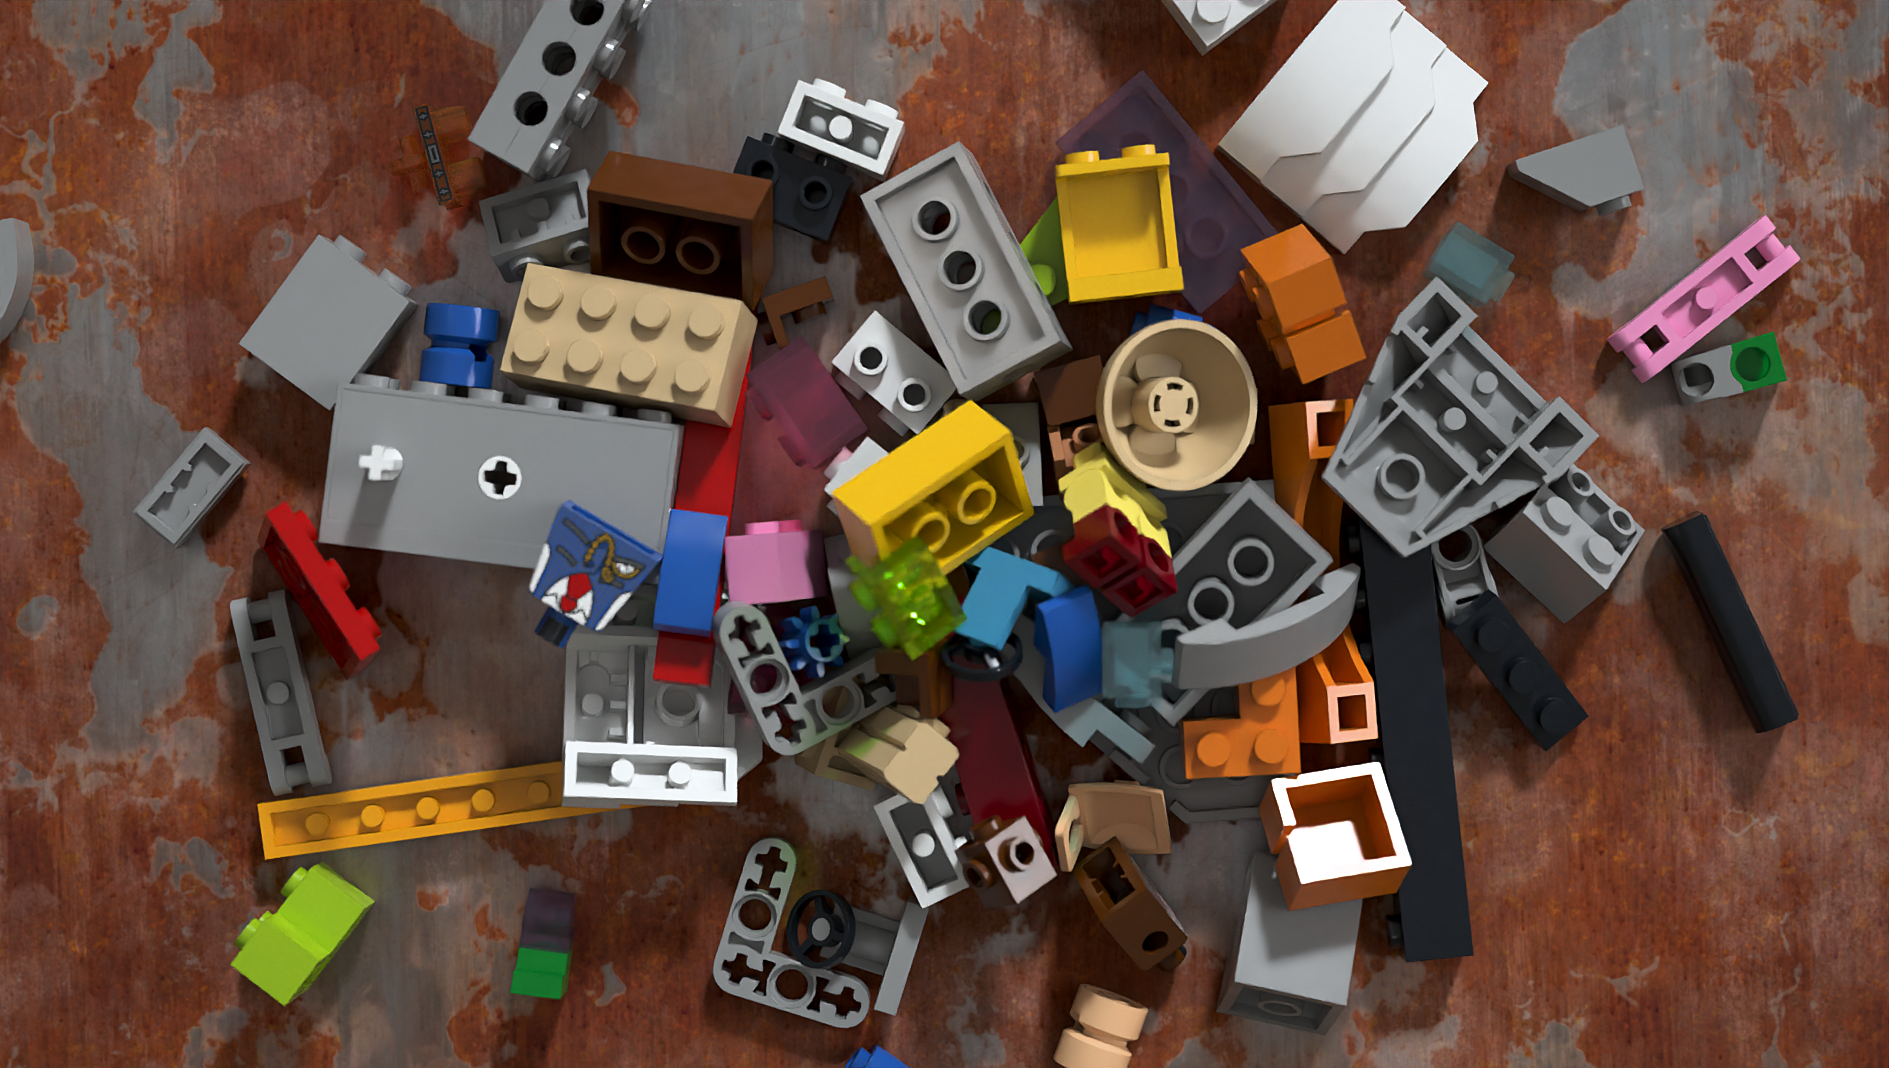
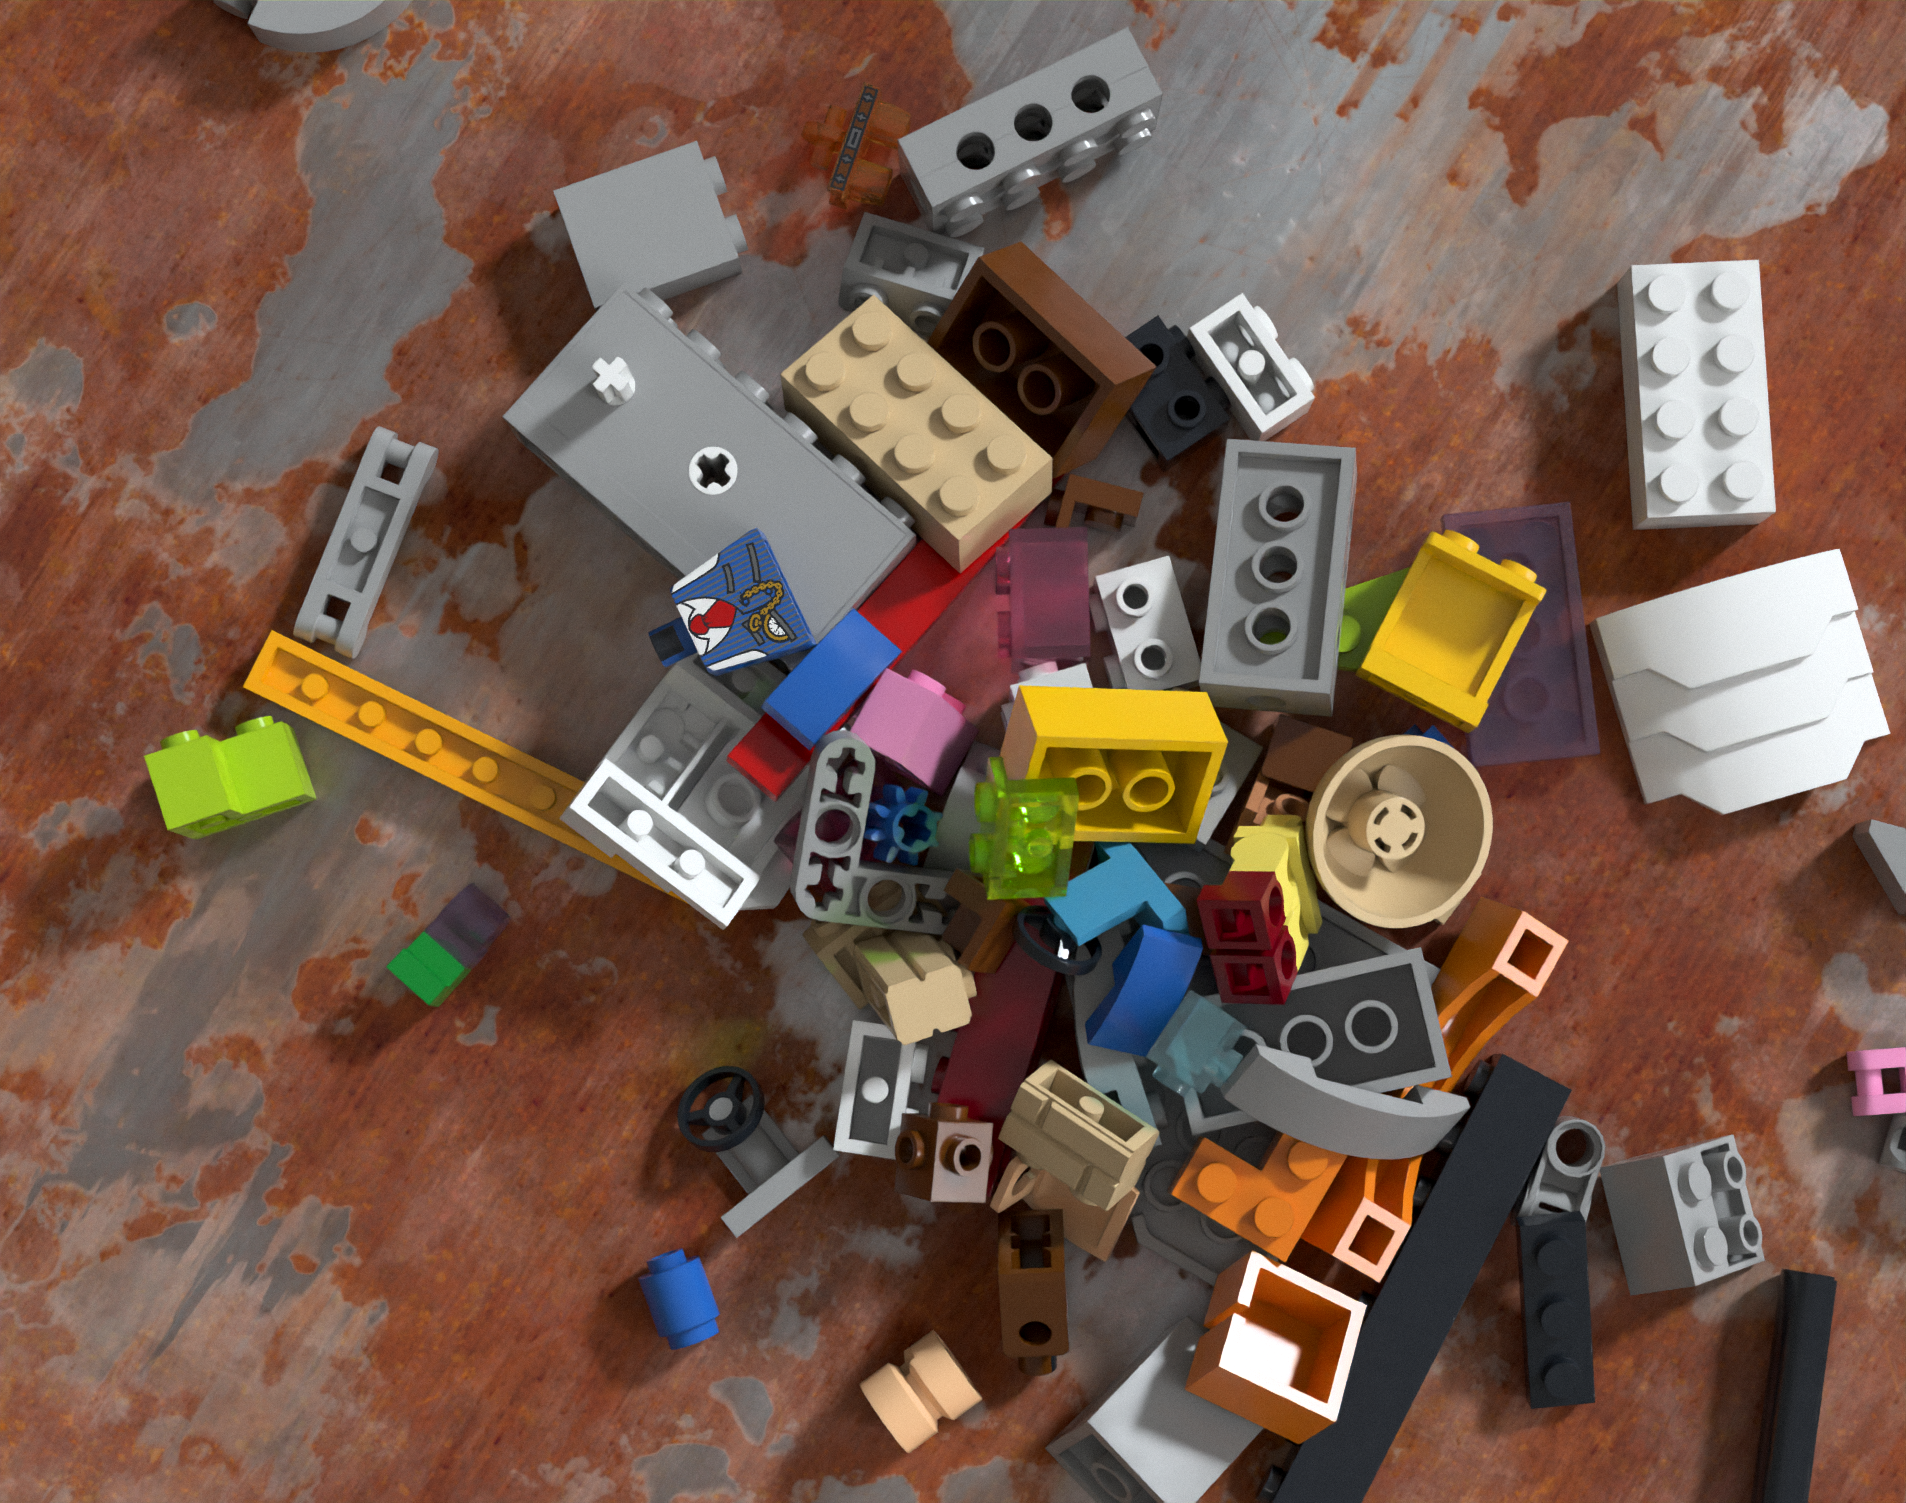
camera: 35 degrees right, 5 degrees down
(191, 488) = (415, 297): light grey plate -> none
(319, 589) = (470, 463): red plate -> none
(459, 345) = (758, 328): blue wheel -> none
(758, 945) = (652, 1084): light grey beam -> none
(1091, 782) = (1078, 1136): none -> tan brick
(1296, 296) = (1581, 797): orange piece -> none
(1446, 429) = (1639, 1029): light grey wedge -> none
(1470, 265) = (1761, 893): clear light blue brick -> none

